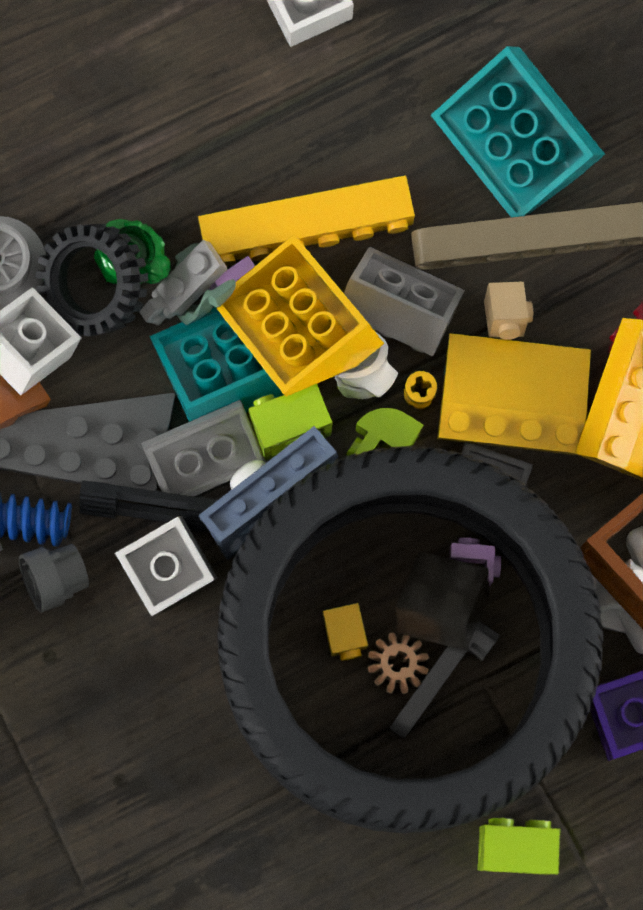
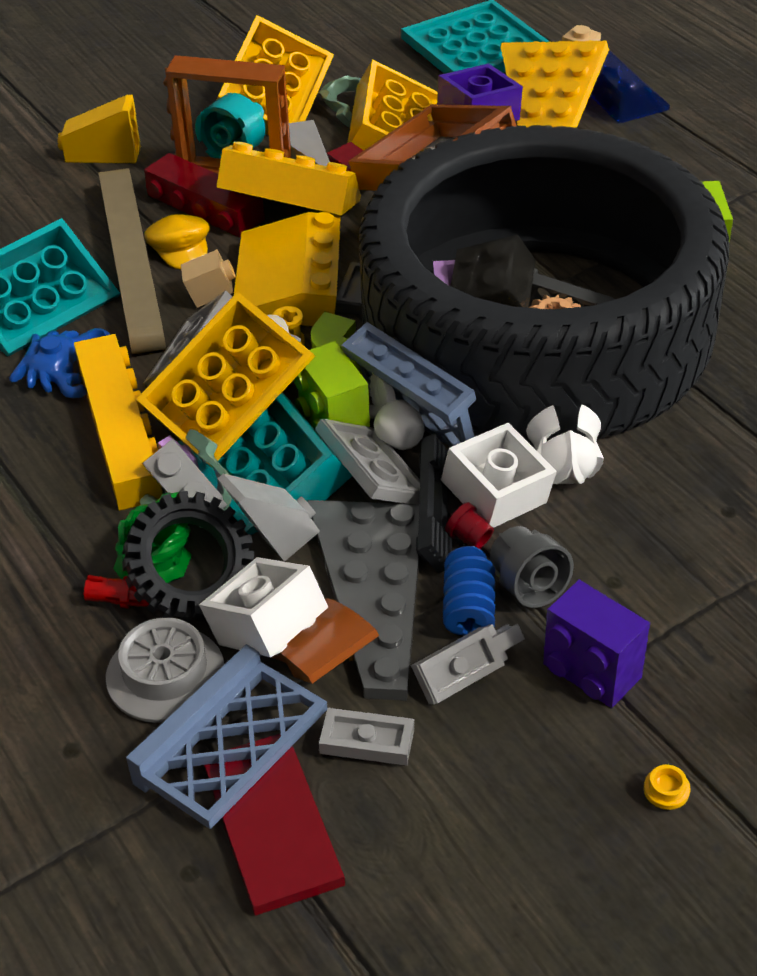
camera: 90 degrees left, 35 degrees down
(87, 217) = (111, 591): none -> red pin
(117, 533) = (469, 526): none -> dark red piece
(127, 349) = (273, 513): none -> light grey slope
(191, 635) = (568, 453): none -> white helmet
(408, 155) = (52, 360): none -> blue animal
(599, 282) = (178, 238): none -> yellow piece

